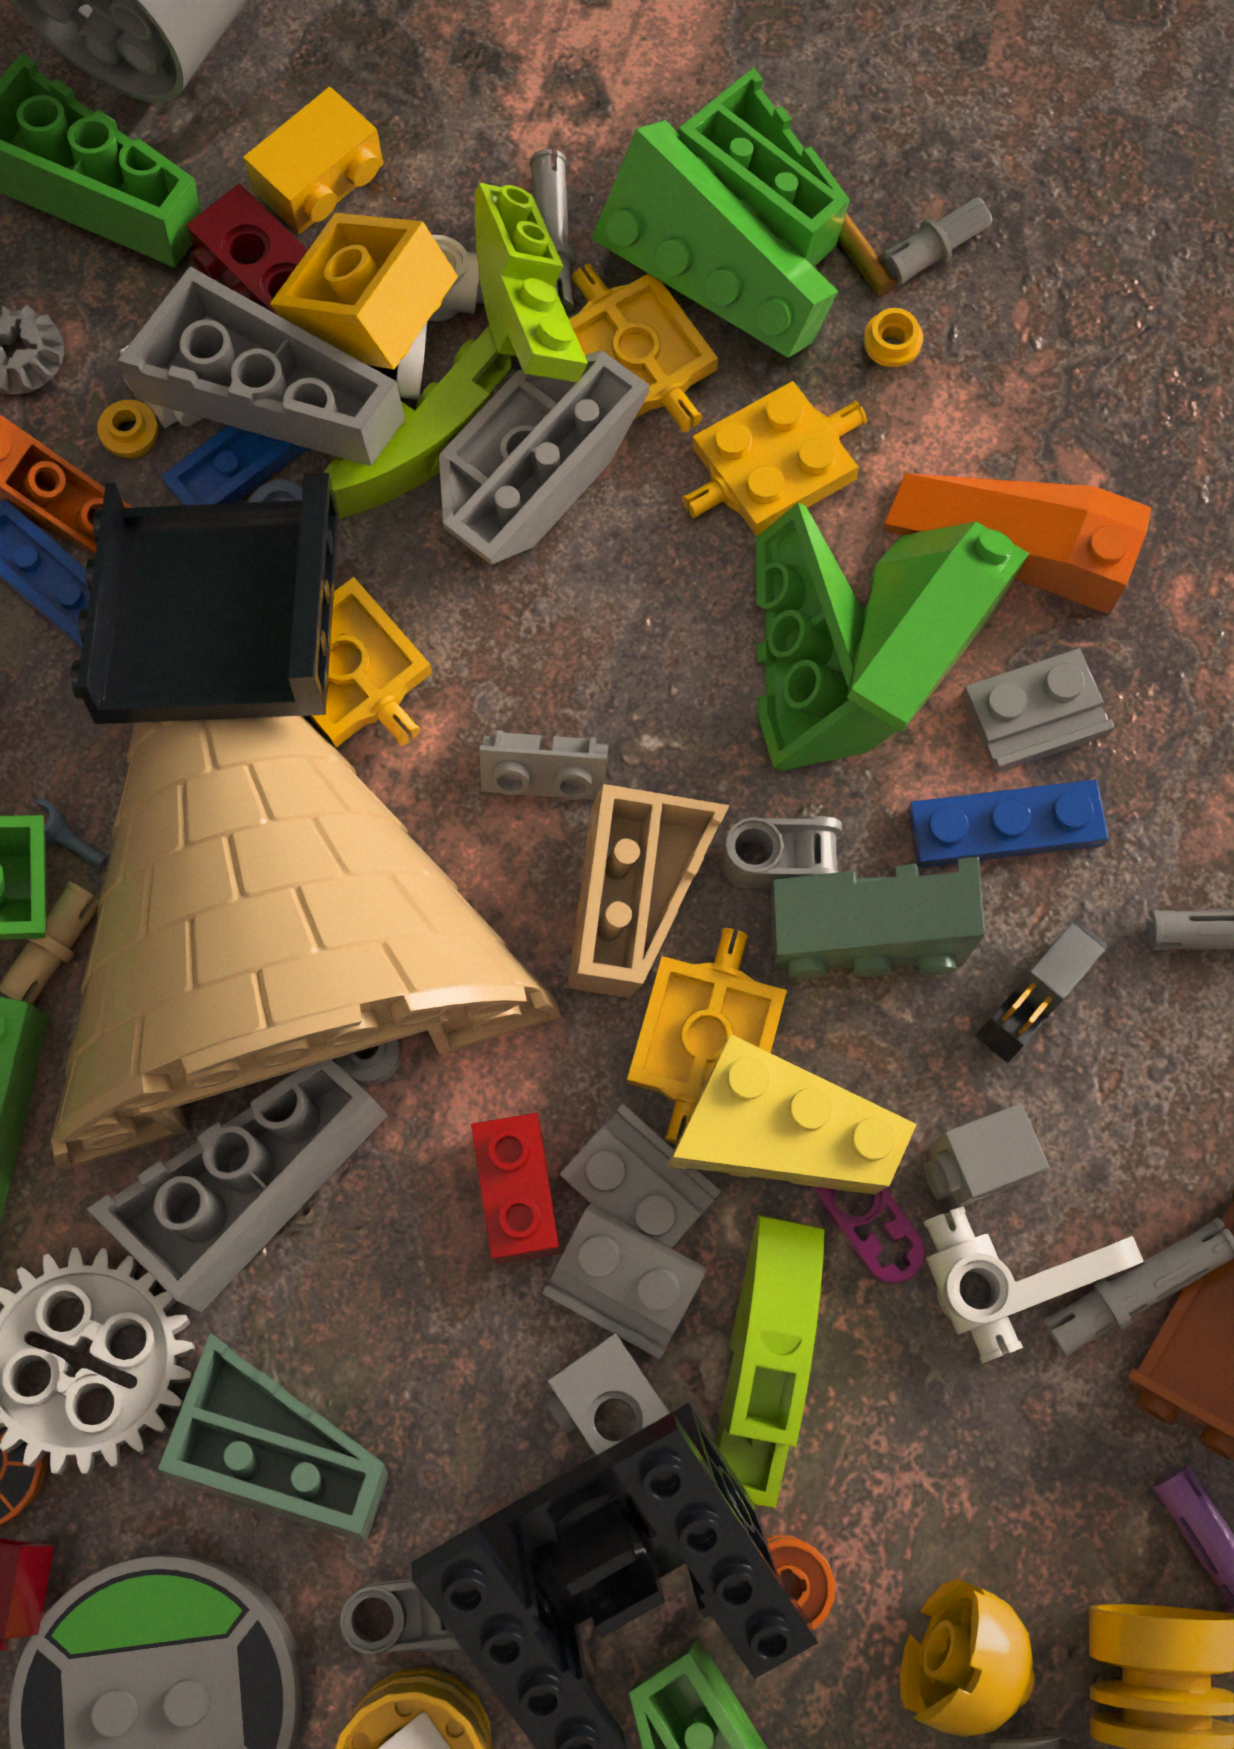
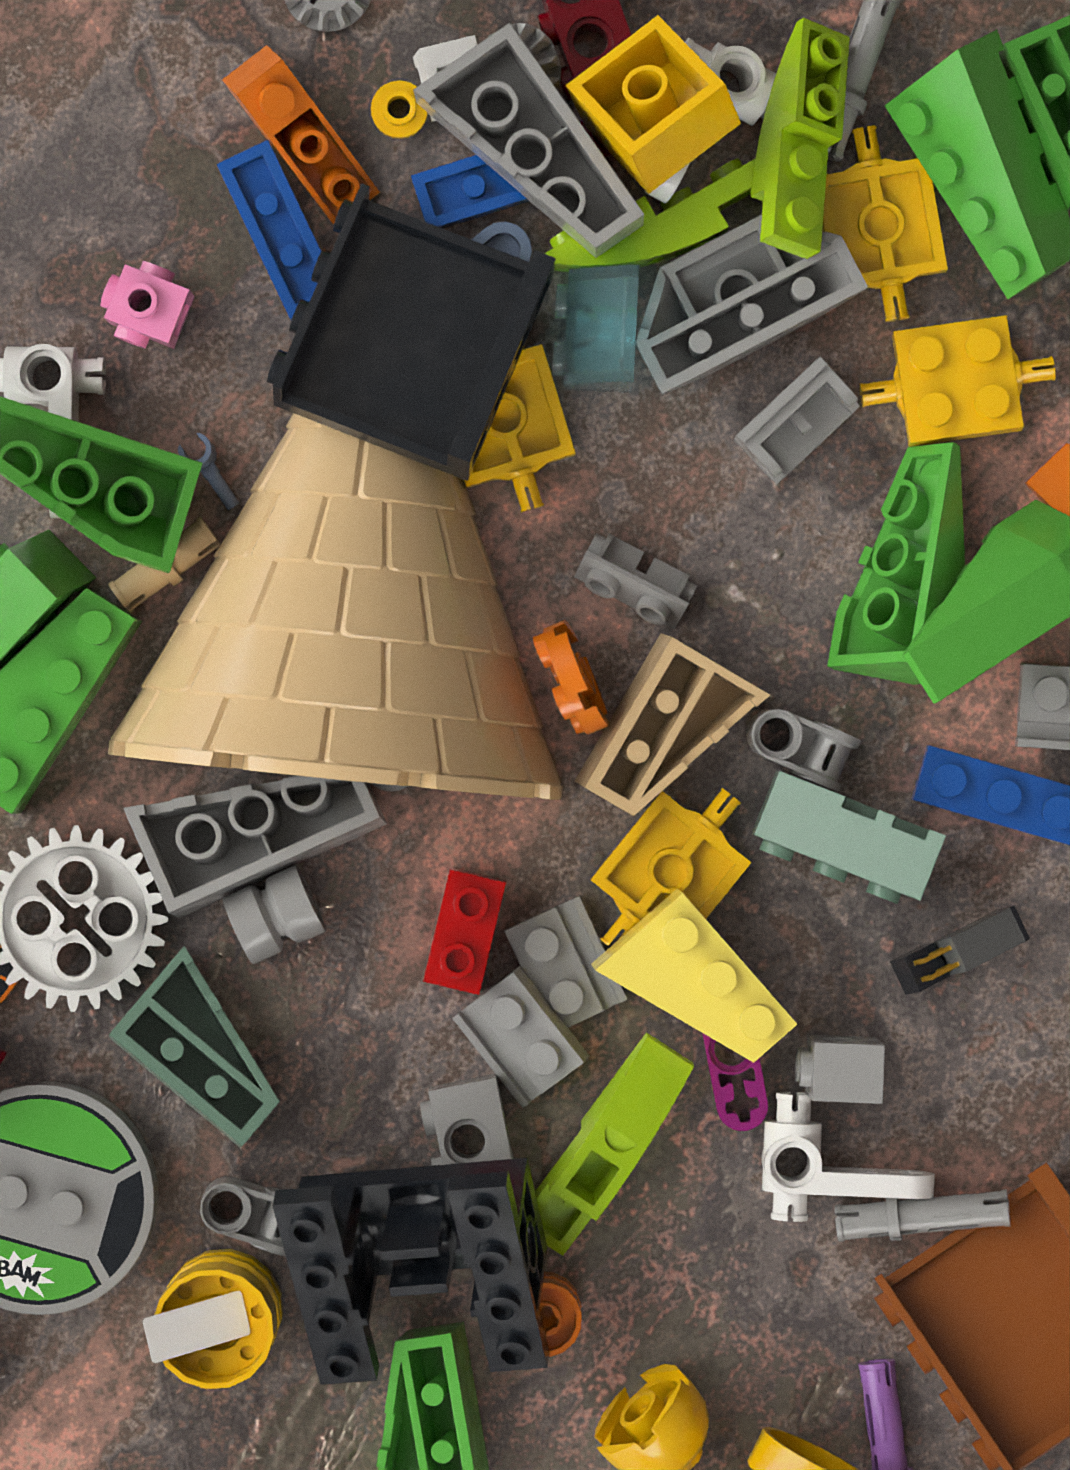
camera: 25 degrees right, 15 degrees up
(301, 1260) = (271, 915): none -> light grey wheel
(405, 536) = (599, 329): none -> clear light blue slope
(518, 877) = (579, 692): none -> orange plate
(636, 550) = (797, 420): none -> light grey hinge

